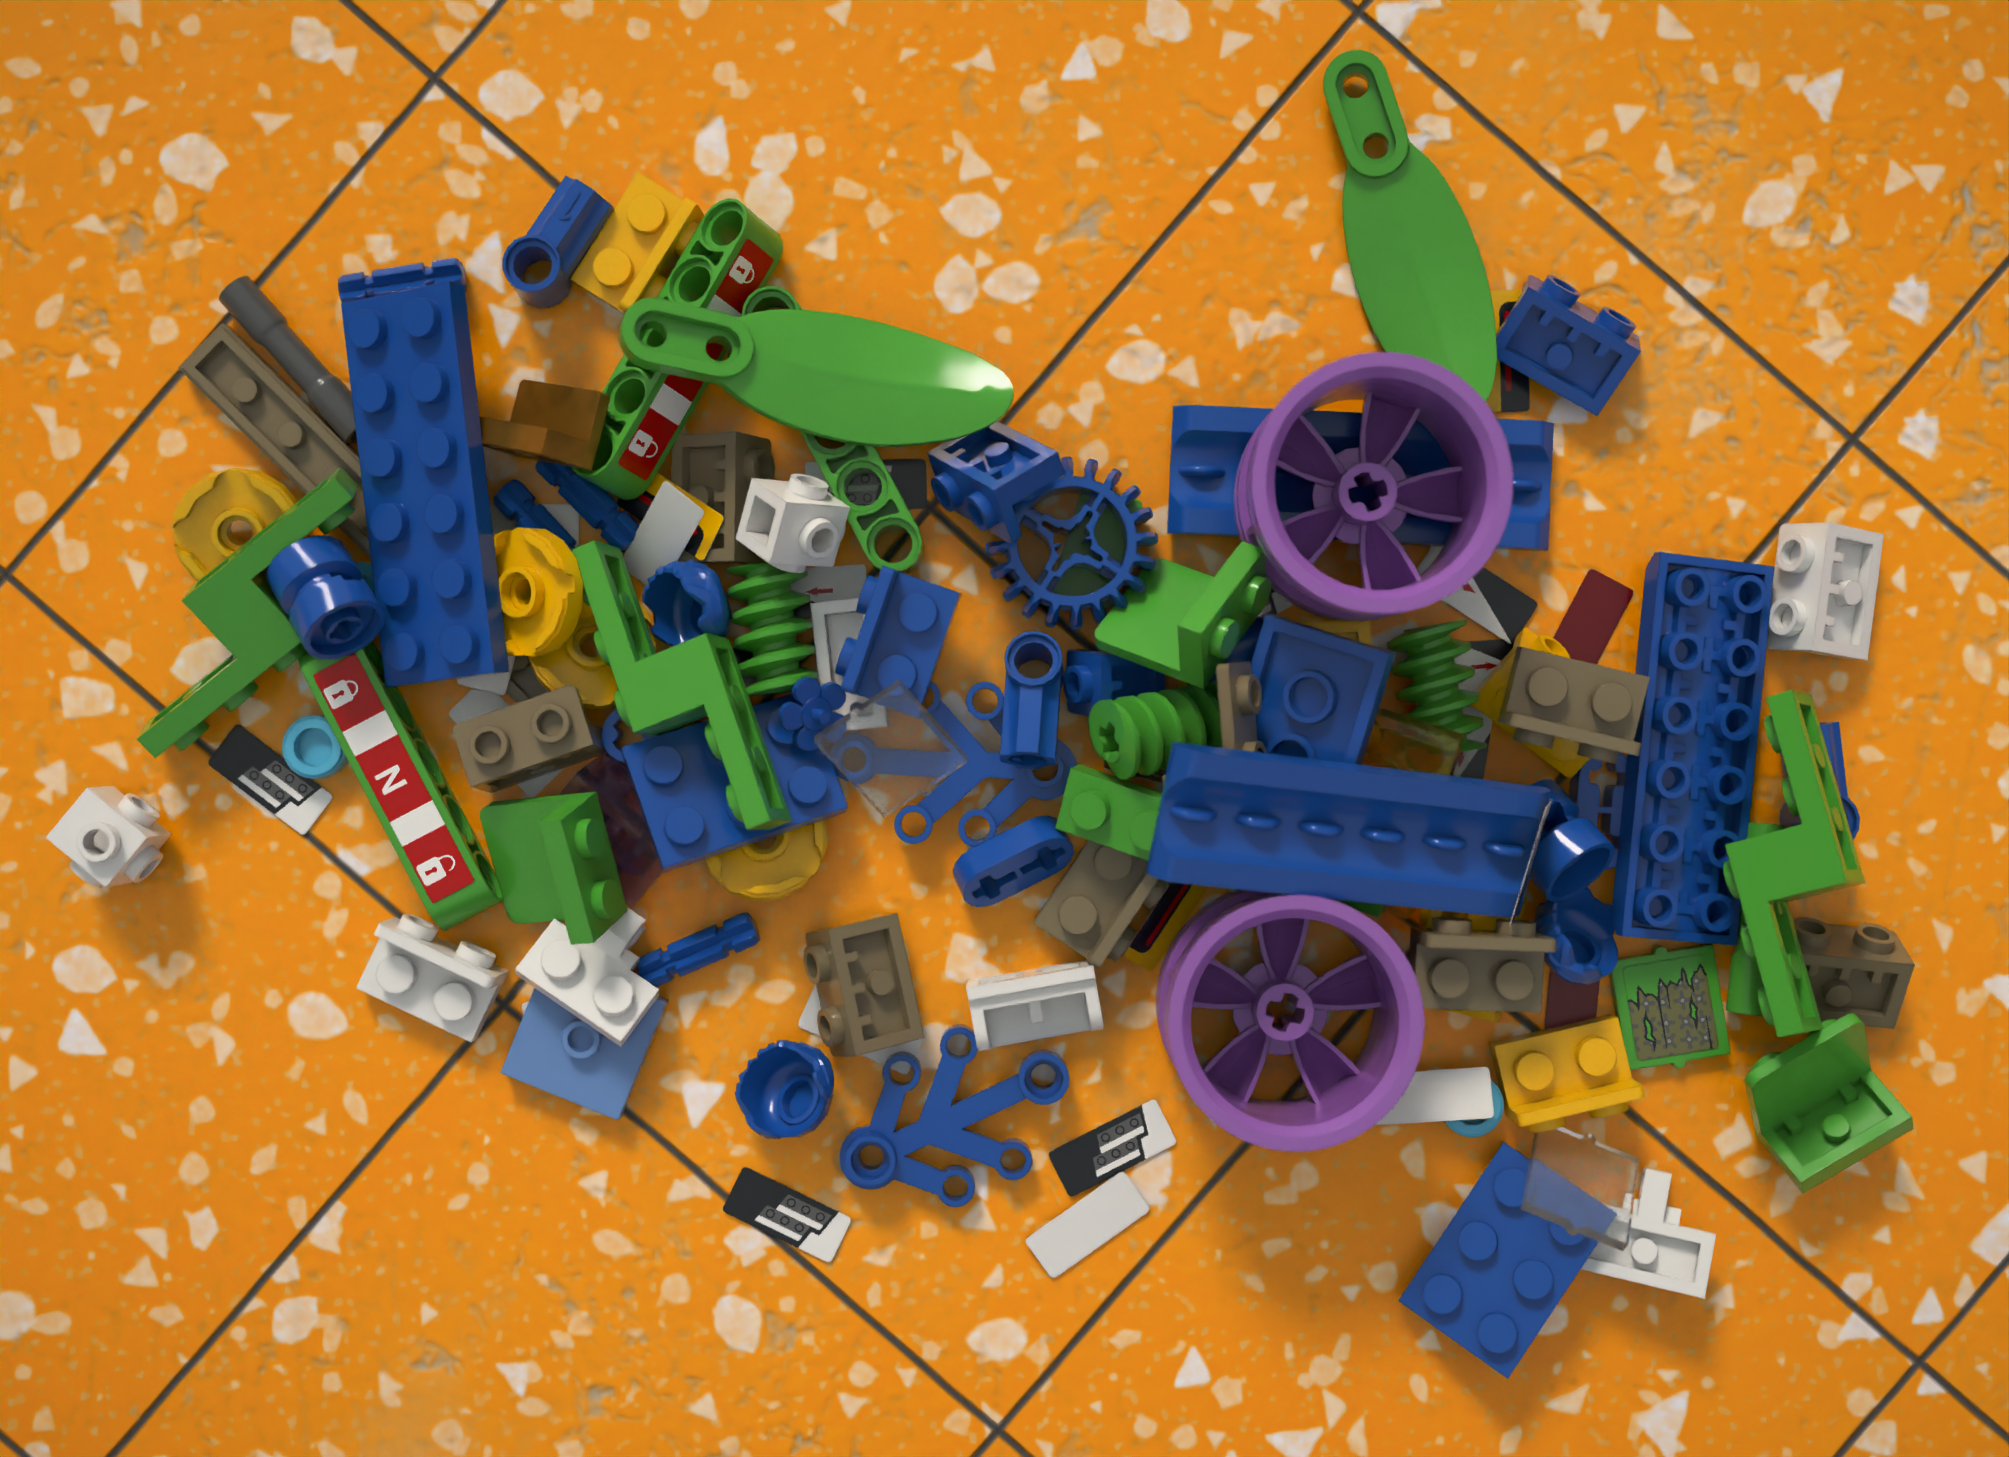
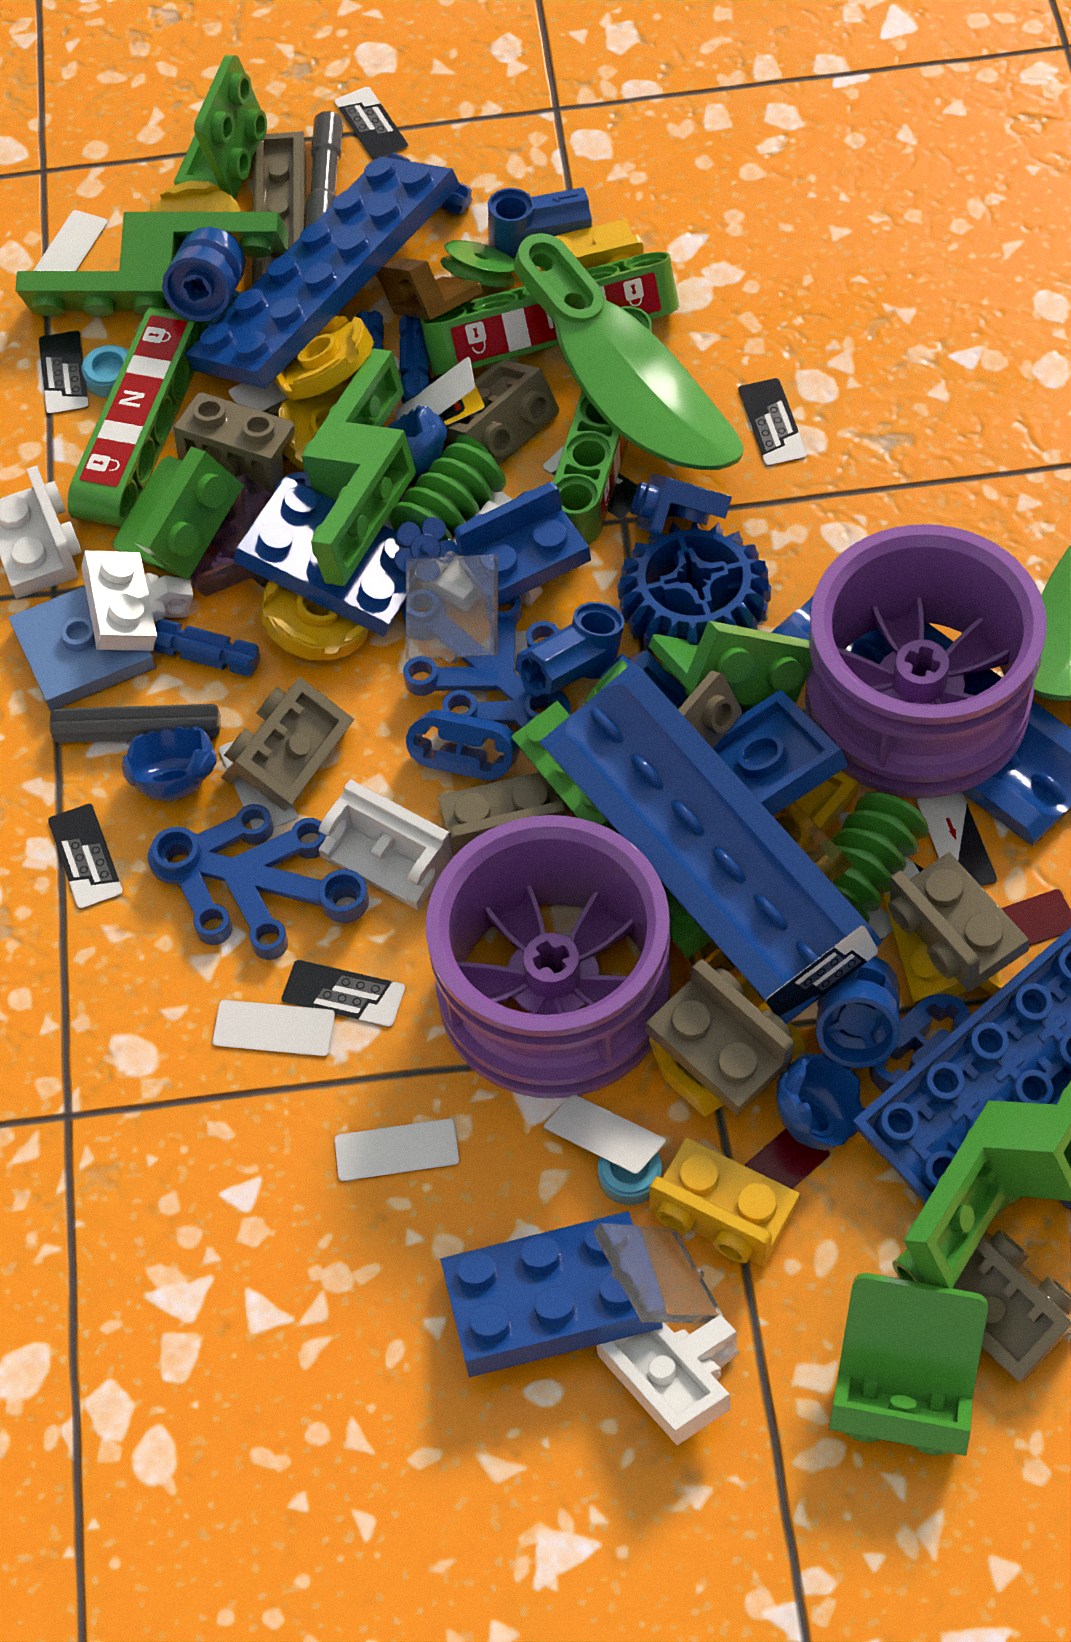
camera: 50 degrees right, 30 degrees down
(129, 643) = (72, 242): none -> white sticker
(168, 413) = (225, 131): none -> bright green bracket
(269, 248) = (371, 123): none -> sticker
(553, 345) = (479, 263): none -> bright green piece
(711, 1071) = (130, 721): none -> dark grey axle
(793, 522) = (516, 417): white brick -> none
(967, 288) = (772, 421): none -> sticker
(1275, 1236) = (396, 1149): none -> white sticker
(1669, 1006) = (847, 1227): piece -> none

